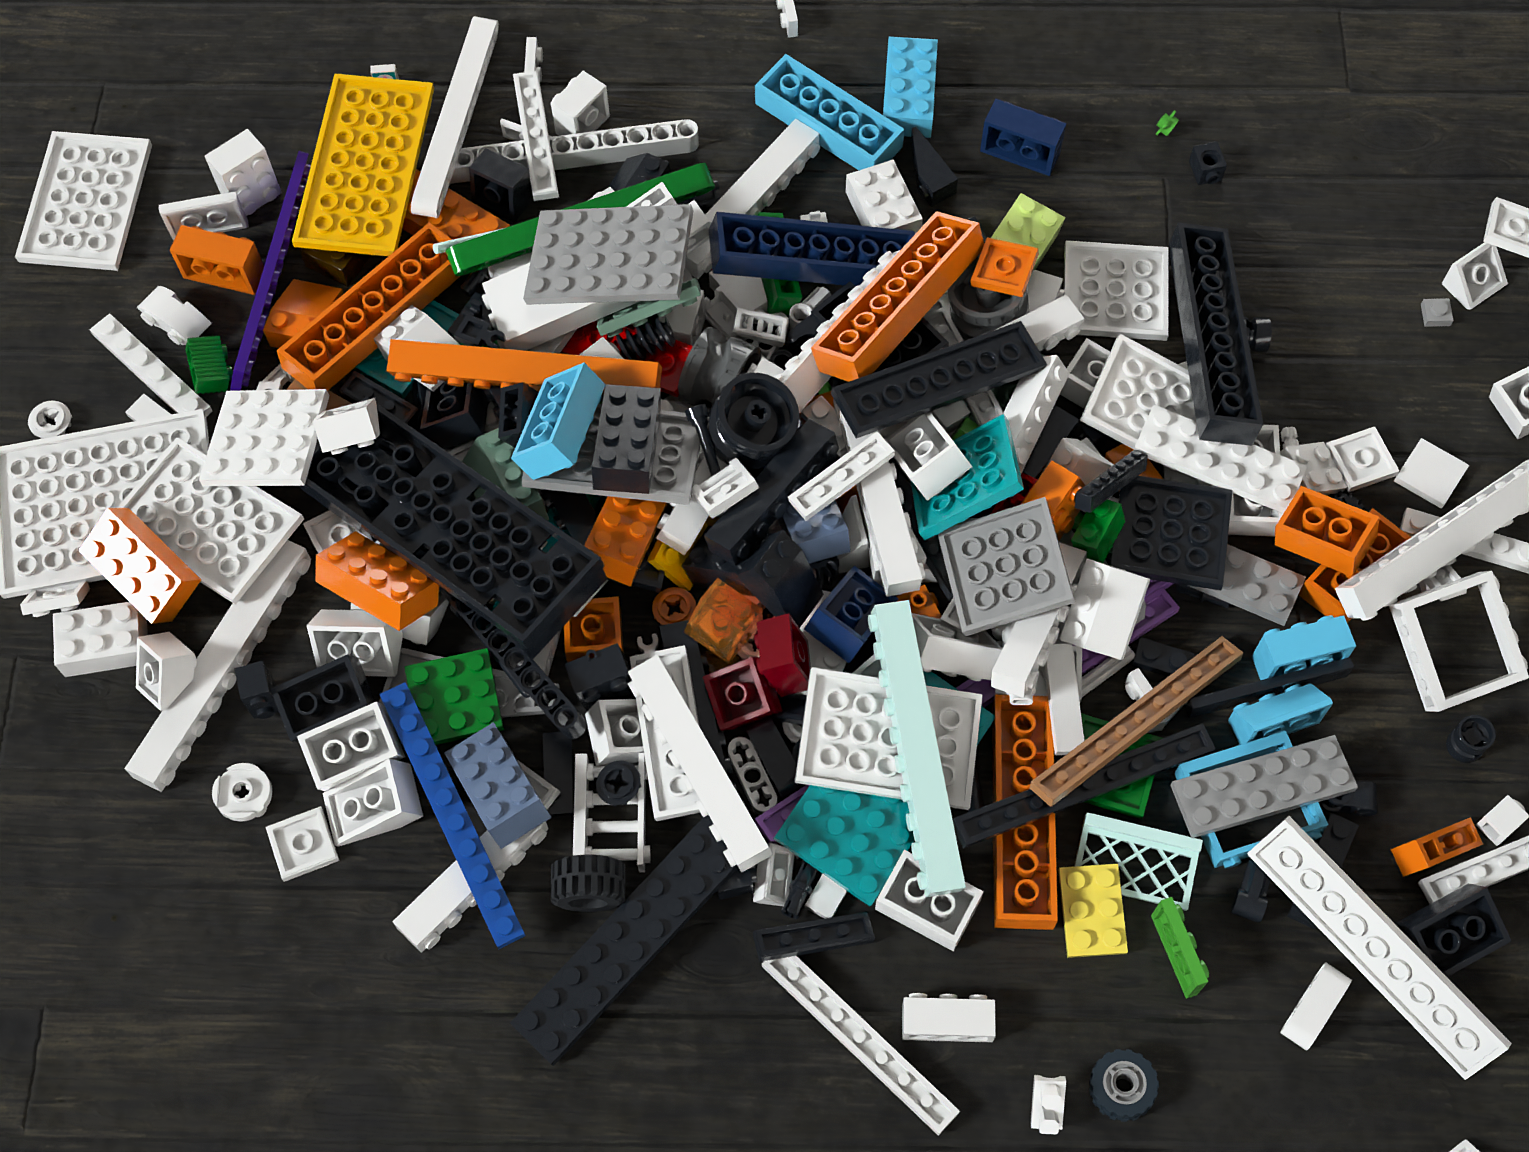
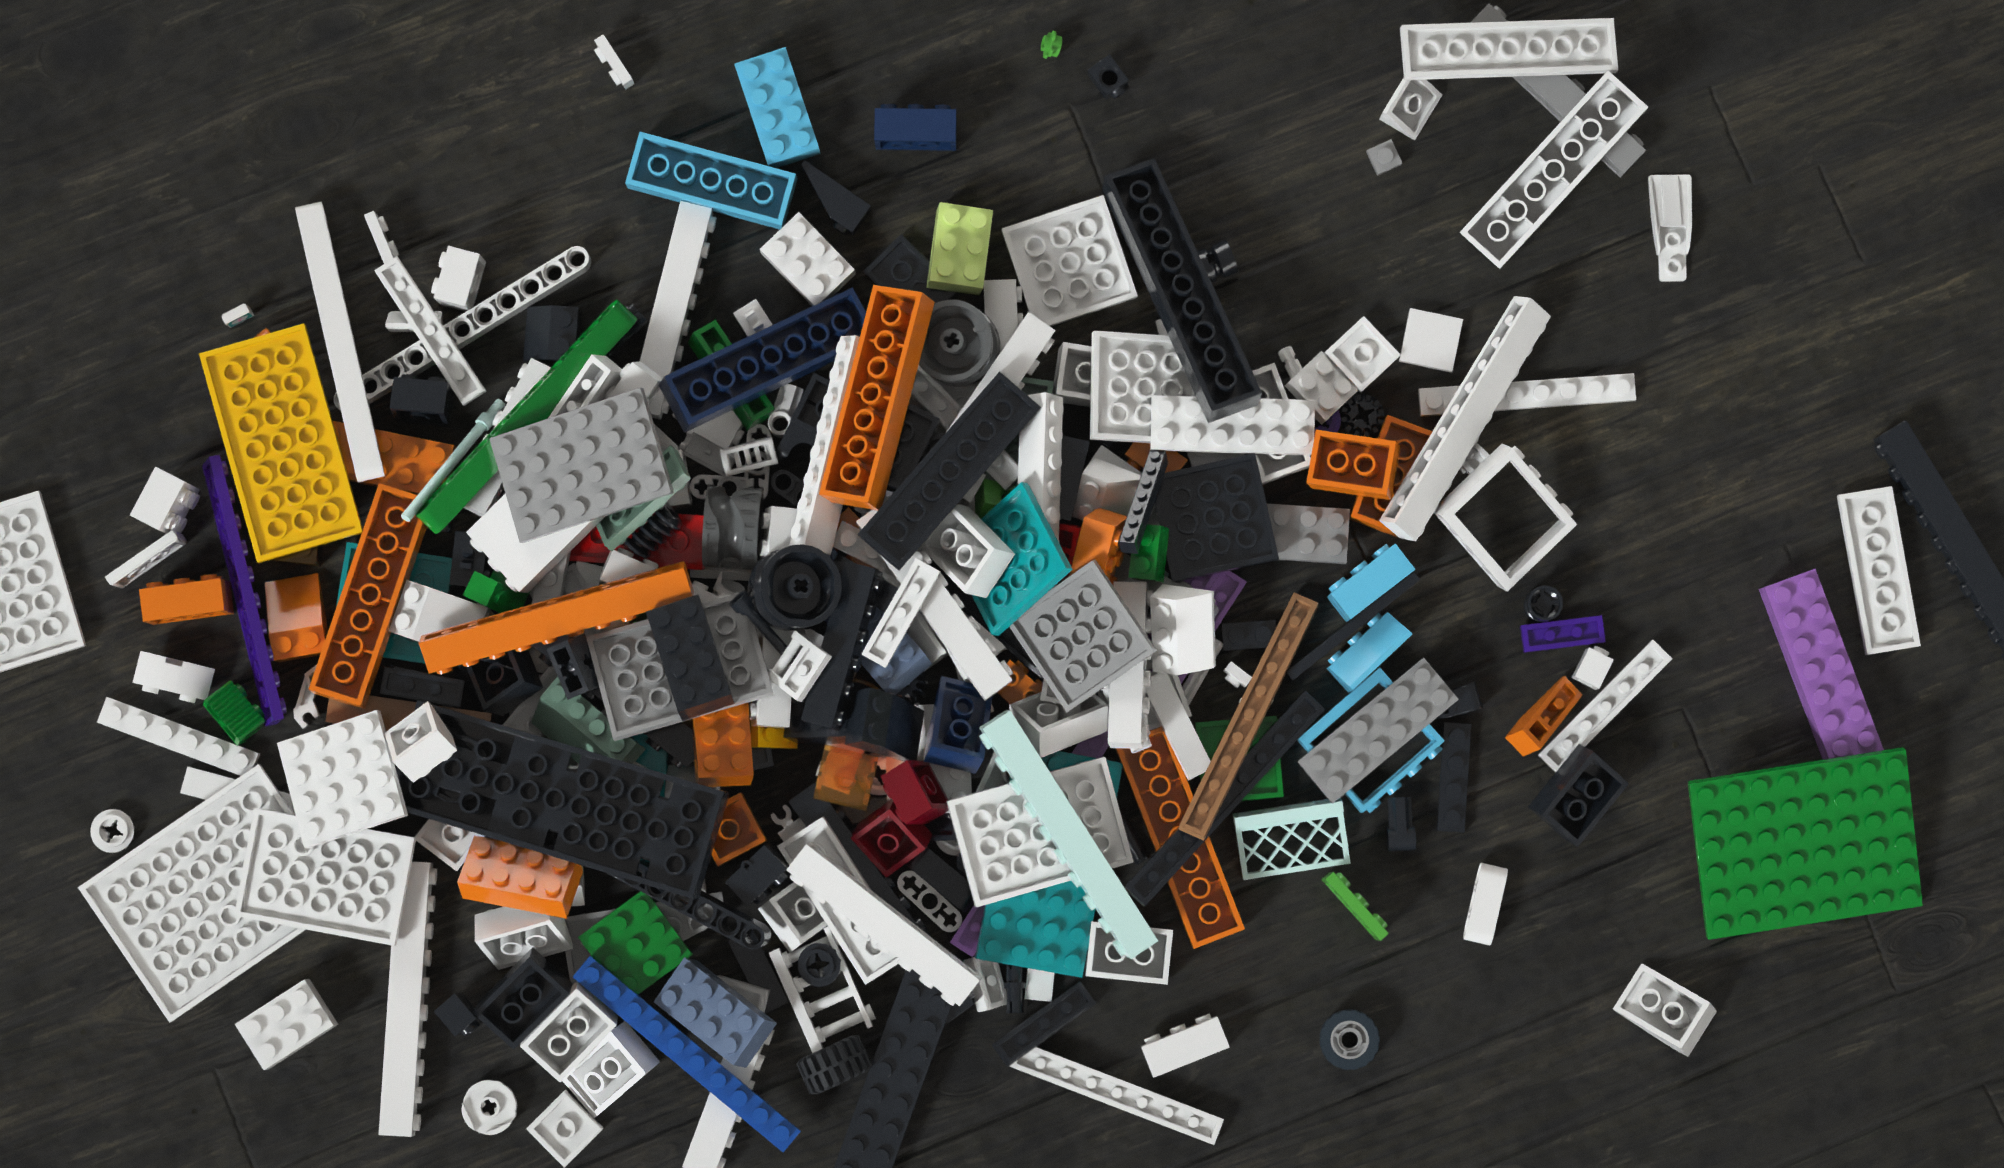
camera: 25 degrees left, 20 degrees up
(63, 597) = (225, 1007): white plate -> none
(139, 565) = (292, 948): brick -> none
(163, 668) = (364, 1031): white slope -> none
(477, 333) = (490, 595): black plate -> none
(558, 421) = (622, 671): medium azure brick -> none
(673, 596) = (798, 782): orange gear -> none
(1004, 267) = (962, 320): orange plate -> none
(1050, 1095) = (1294, 1084): white hips -> none
(1092, 910) = (1270, 899): light yellow plate -> none
(1379, 949) = (1518, 837): white plate -> none
(1480, 776) = (1562, 634): none -> dark purple plate

